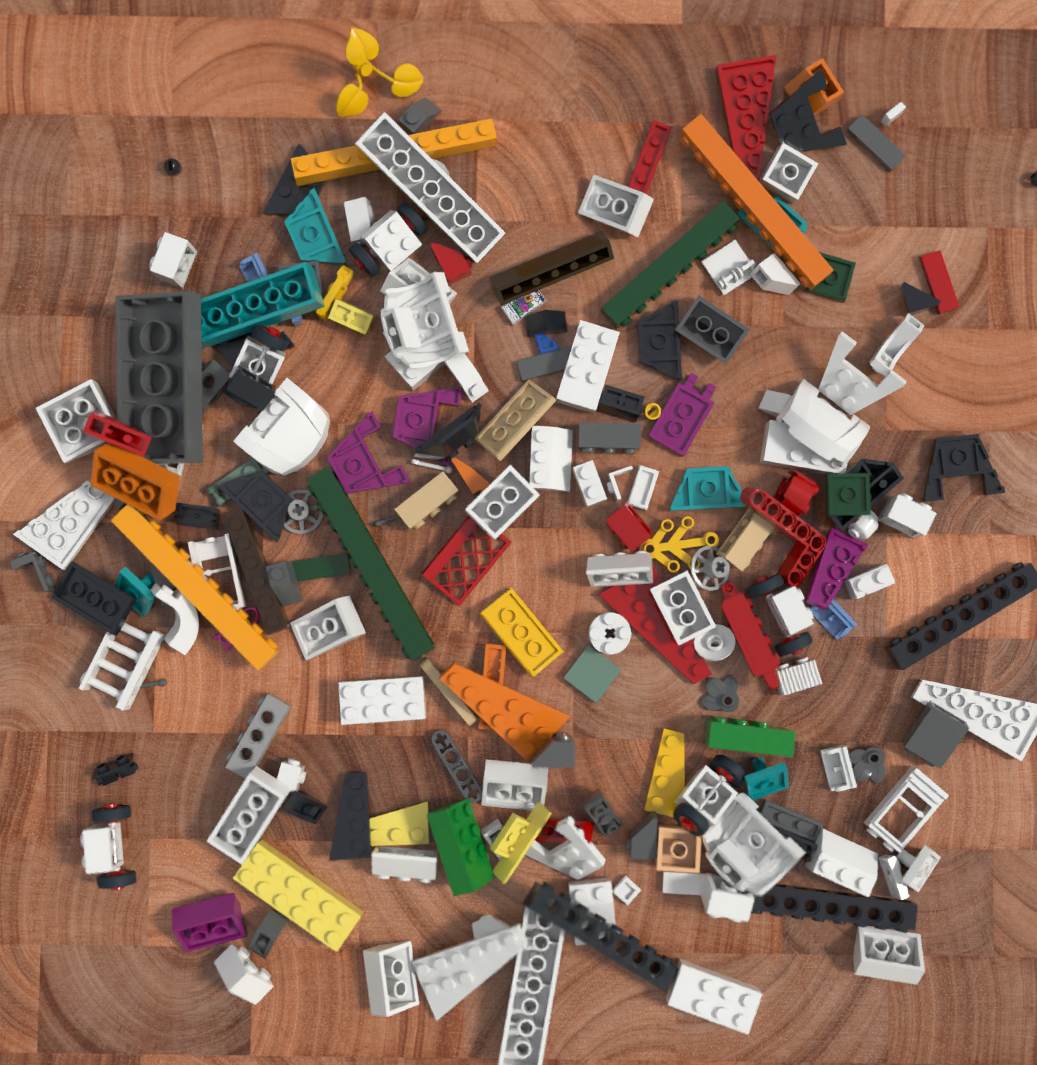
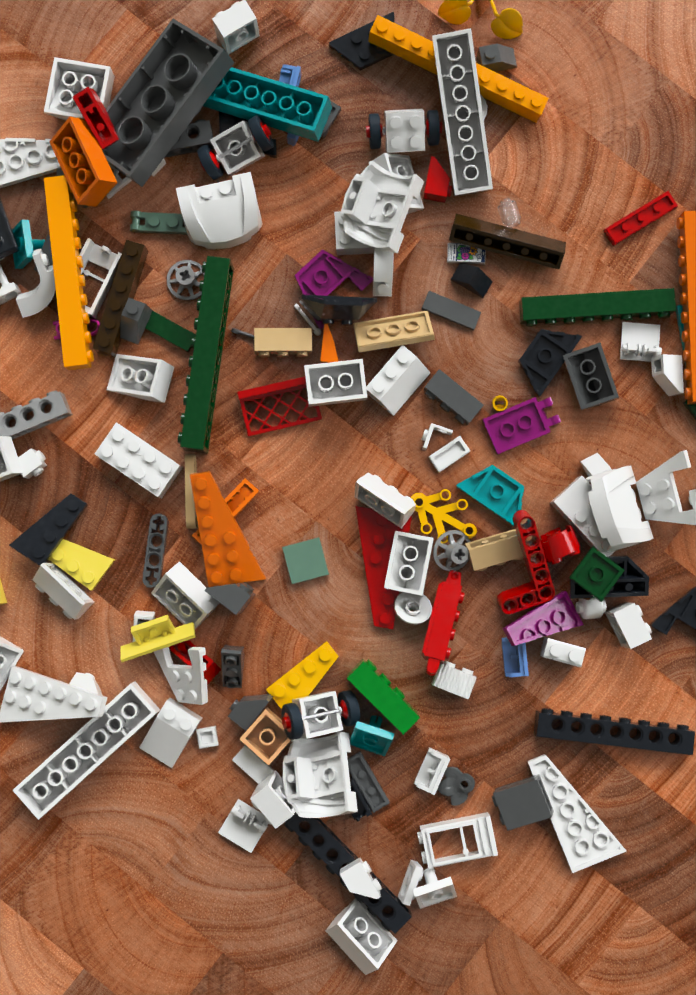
camera: 45 degrees right, 0 degrees up
(197, 516) = (110, 225): black hinge -> none
(251, 388) = (218, 159): black hinge -> none
(260, 500) = (164, 248): black wing -> none
(305, 806) = (23, 493): black slope -> none
(313, 232) = (353, 83): teal wing -> none
(335, 291) = (334, 140): yellow hinge -> none
(352, 316) = (333, 166): light yellow hinge -> none
(357, 467) = (252, 277): magenta wing -> none
(359, 218) = (395, 98): white hinge -> none
(460, 847) = (110, 610): green brick -> none
(521, 632) = (277, 490): yellow tile -> none
(533, 242) = (509, 213): none -> clear brick
(545, 344) = (459, 294): blue tile -> none
(587, 367) = (477, 333): white brick -> none
(589, 484) = (411, 420): white brick -> none
(616, 205) = (591, 232): white slope -> none
(620, 403) = (480, 379): black hinge -> none
(621, 633) = (347, 531): white brick -> none
(628, 527) = (416, 473): red brick -> none
(659, 976) = (181, 818): black brick -> none
(713, 996) = (209, 864): white brick -> none
(717, 940) = (244, 826): none -> white hinge
(718, 692) = (388, 646): dark grey plate -> none
(788, 612) = (484, 626): brick -> none
(844, 862) = (381, 843): white slope -> none
(851, 909) = (358, 879): none -> white slope

